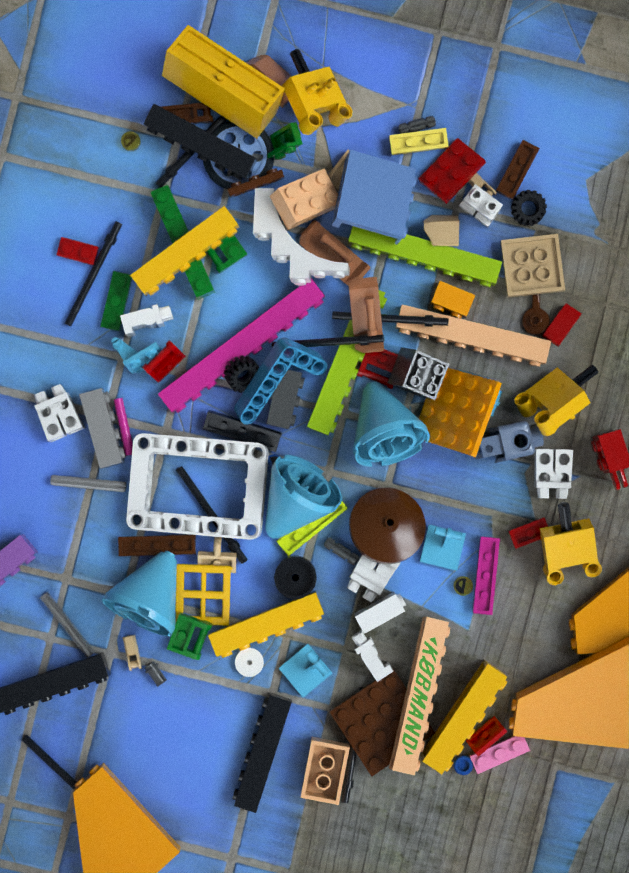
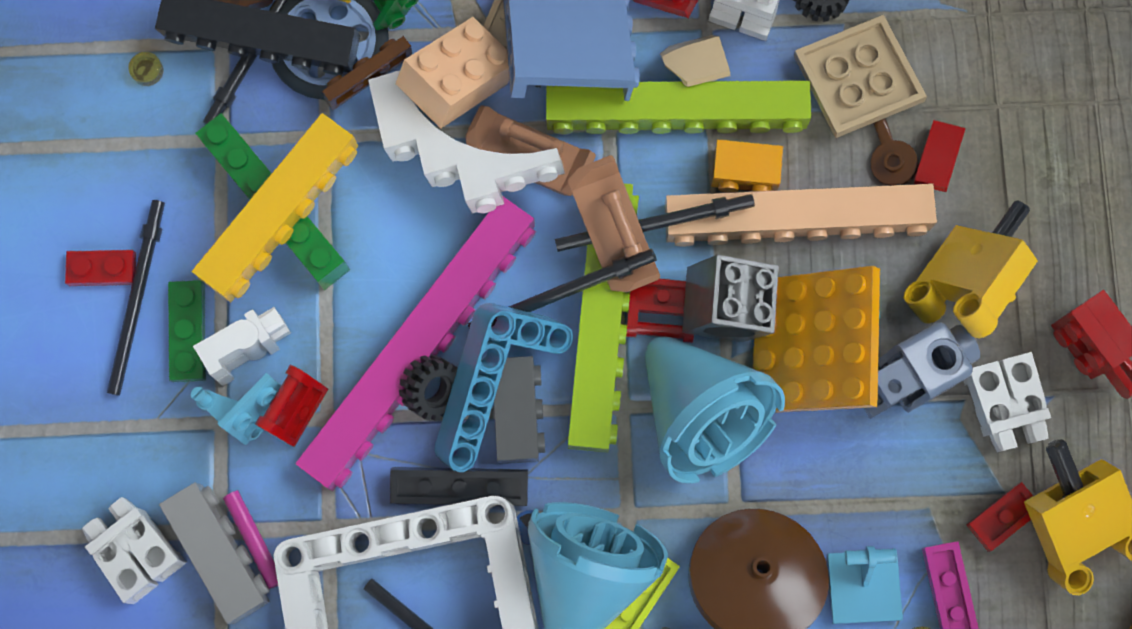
camera: 20 degrees left, 10 degrees down
(232, 250) = (355, 190): green plate -> none

